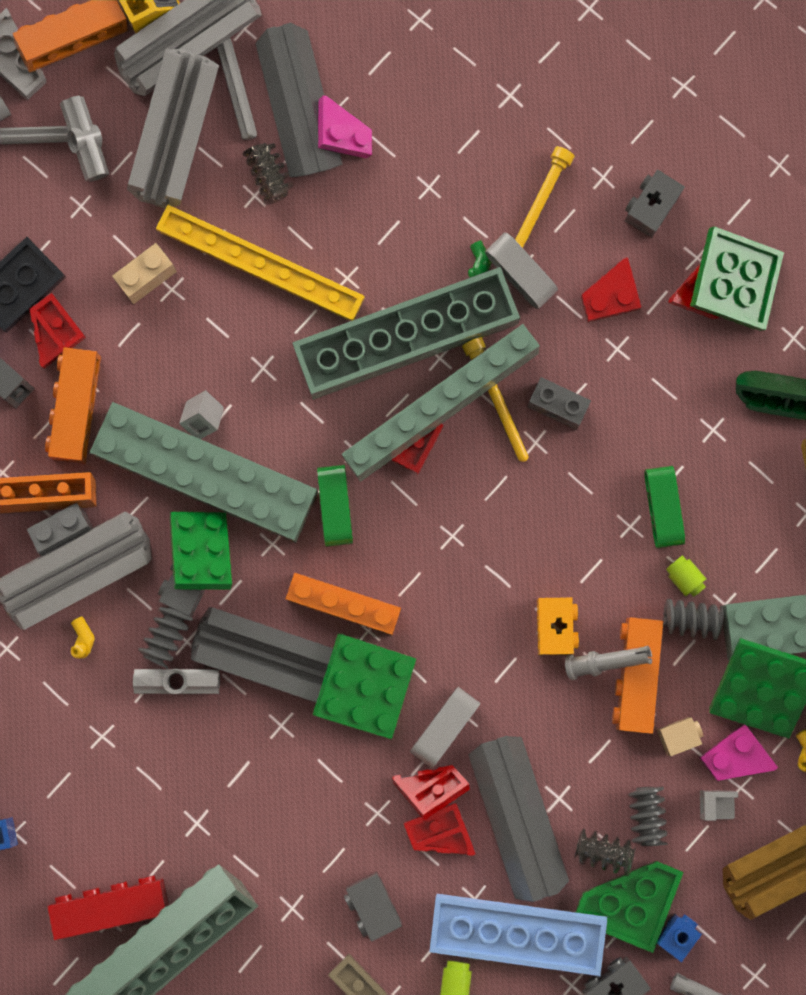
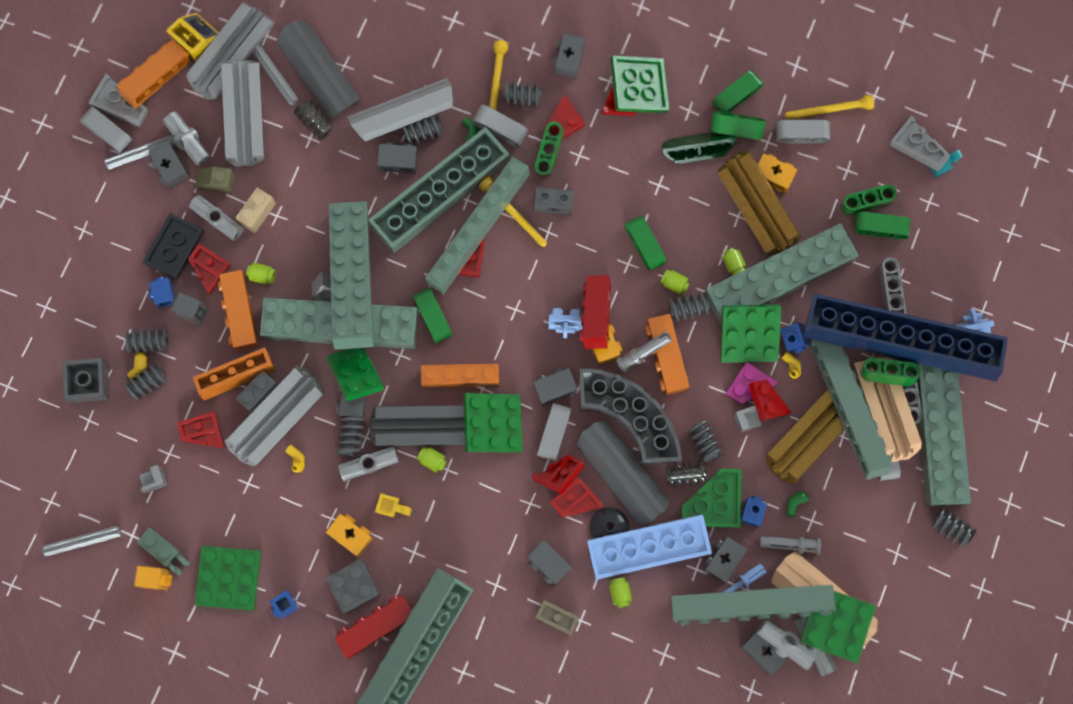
camera: 20 degrees left, 5 degrees down
(54, 182) = (166, 155): none -> dark grey brick
(80, 251) = (208, 211): none -> light grey piece
(97, 843) = (353, 586): none -> dark grey brick
(103, 764) = (339, 529): none -> light orange brick
(105, 211) = (216, 179): none -> olive slope
(121, 364) = (261, 273): none -> lime brick
(185, 749) = (390, 506): none -> yellow plate
(240, 414) = (350, 275): none -> sand green brick
(260, 263) = (328, 178): yellow plate -> none
(264, 706) = (432, 459): none -> lime brick
(342, 131) = (352, 77): dark pink wing -> none
(364, 266) = (397, 158): none -> dark grey brick
(394, 203) = (403, 110): none -> light grey piece
(412, 238) = (423, 129): none -> dark grey piece
(468, 665) = (554, 386): none -> dark grey brick
(472, 869) = (606, 516): none -> black dish
(512, 582) = (565, 323): none -> light blue hips
(561, 584) = (596, 312): none -> red brick
(566, 335) = (549, 139): none -> green beam
(566, 739) = (634, 411): none -> dark grey brick
(569, 235) = (522, 93): none -> dark grey piece
(680, 736) = (707, 383): tan brick -> none
(742, 941) = (795, 500): none -> green arm
(754, 791) = (767, 401): none -> red wing
(779, 578) = (734, 261): none -> lime brick

